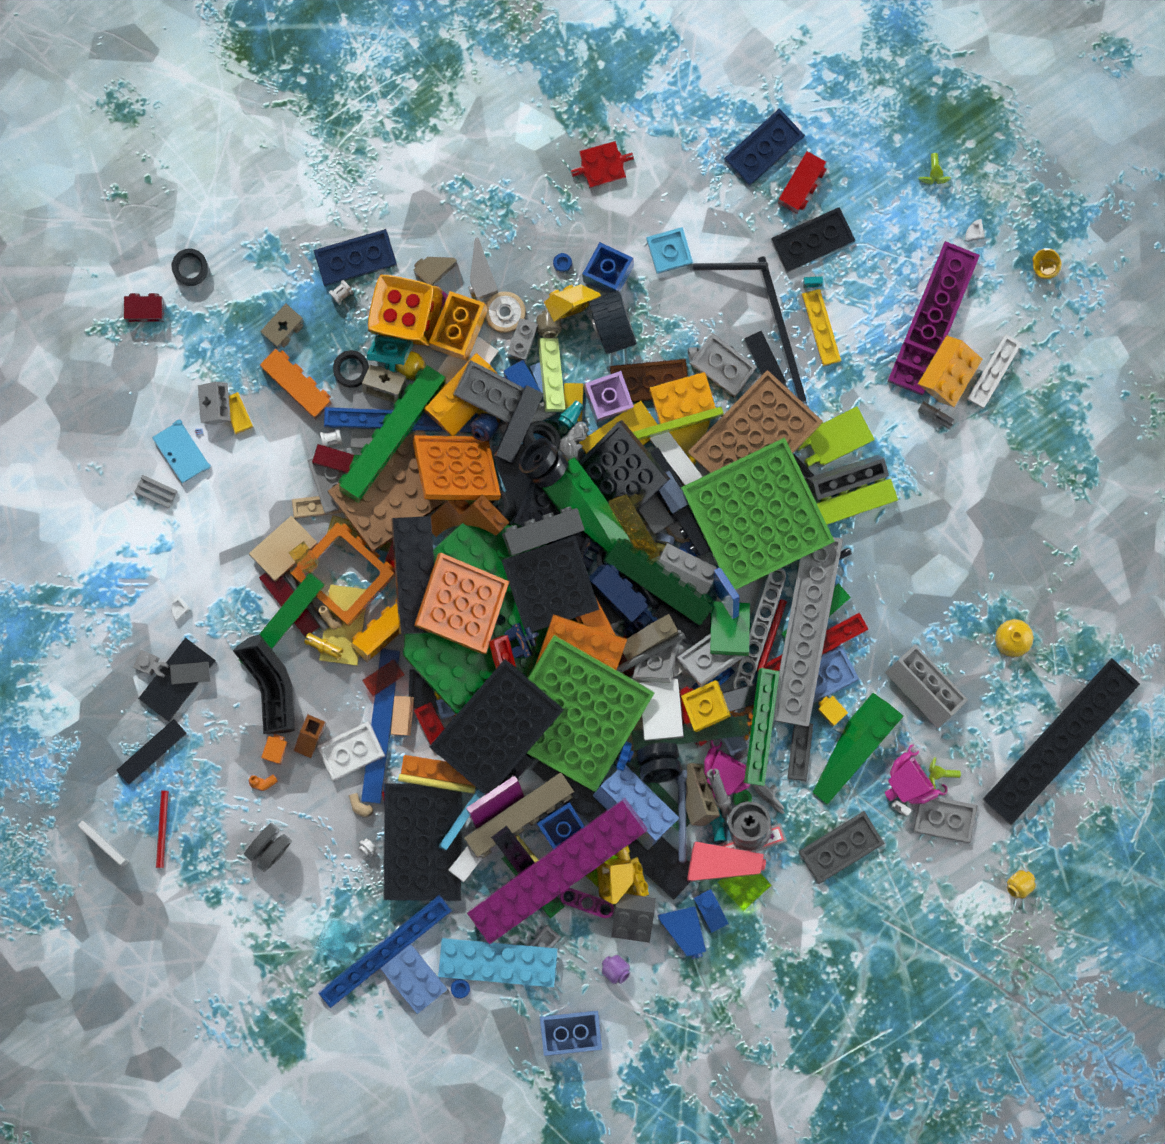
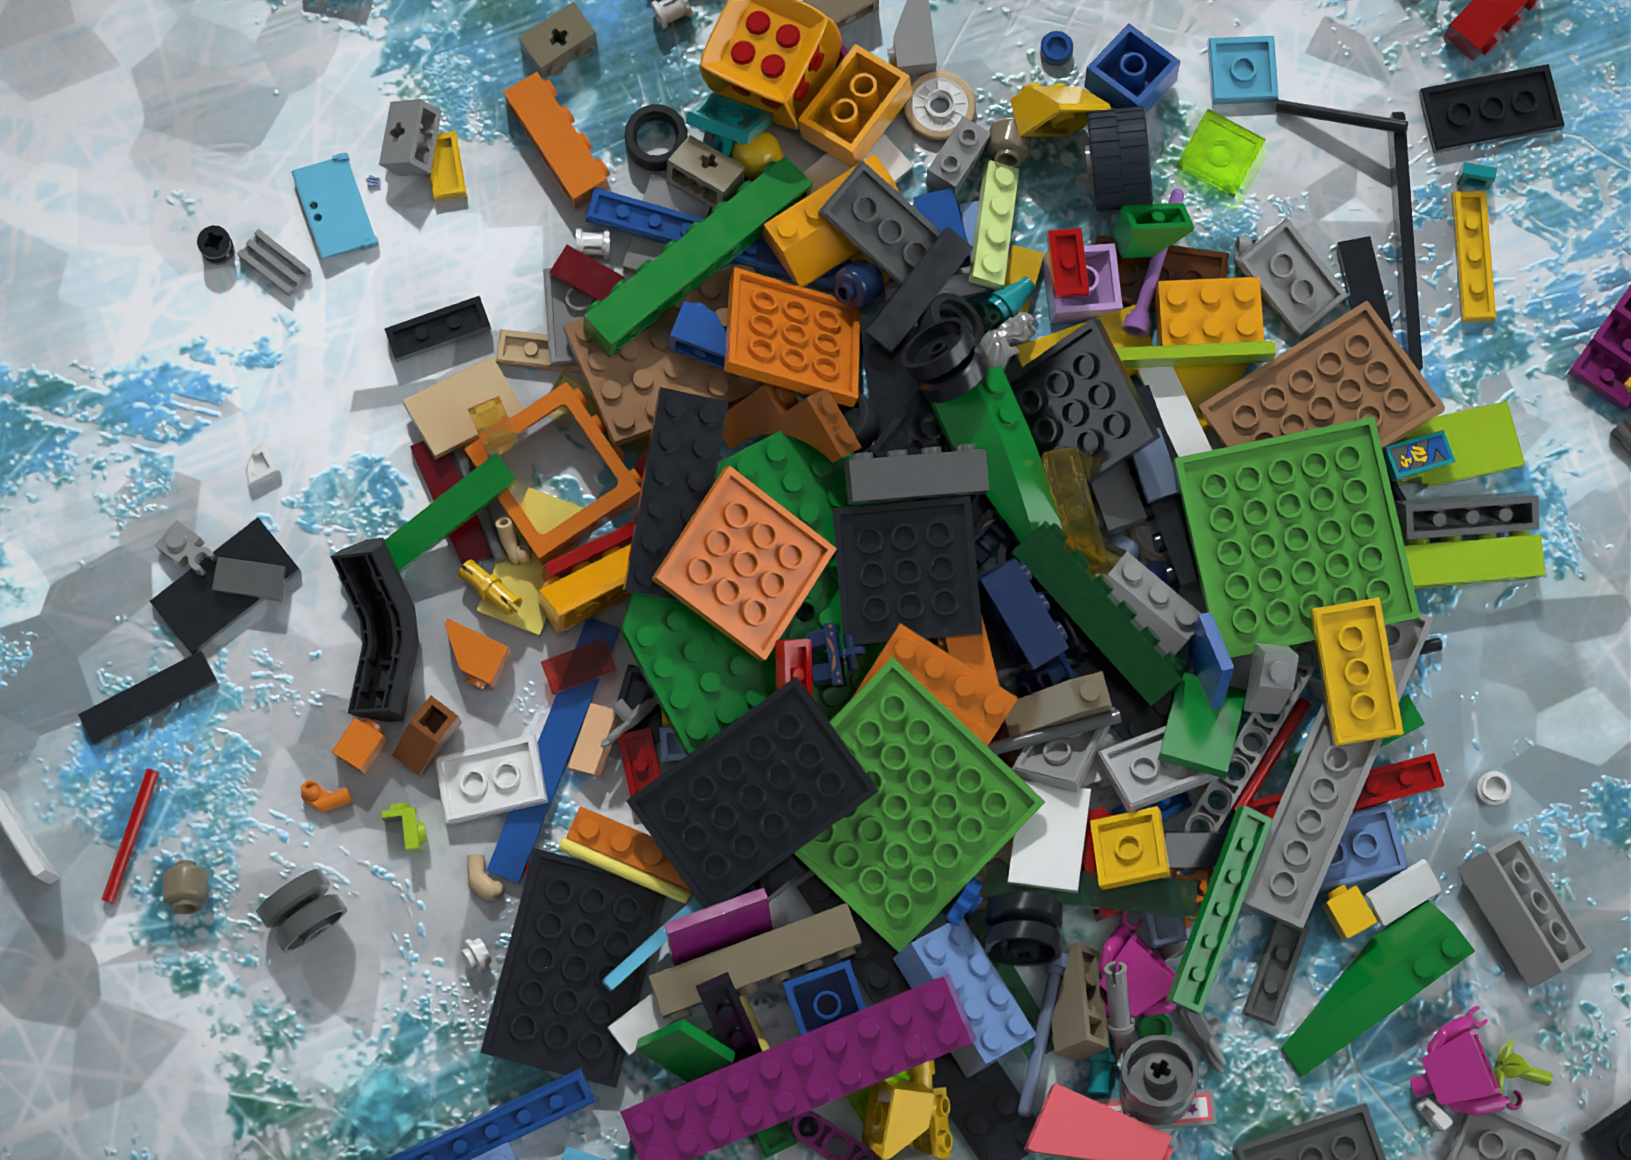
camera: 15 degrees right, 5 degrees down
(123, 492) = (220, 251): none -> black wheel
(200, 850) = (185, 887): none -> dark tan head
(257, 507) = (437, 328): none -> black plate
(317, 789) = (414, 831): none -> lime bracket
(326, 685) = (477, 656): none -> orange slope
(374, 613) = (589, 552): none -> red tile
(404, 479) = (699, 335): none -> blue slope
(418, 700) = (629, 718): none -> light grey piece
(493, 872) = (685, 1050): none -> green tile
(597, 390) = (1067, 263): none -> red plate
(639, 357) = (1150, 228): none -> green slope
(644, 410) = (1138, 321): none -> medium lavender piece
(668, 302) = (1220, 153): none -> clear neon green tile
(760, 594) = (1270, 678): none -> light grey slope
(806, 580) = (1356, 671): none -> yellow tile
(814, 450) = (1418, 455): none -> tile
(859, 692) = (1403, 892): none -> white tile
(896, 623) = (1493, 788): none -> white plate

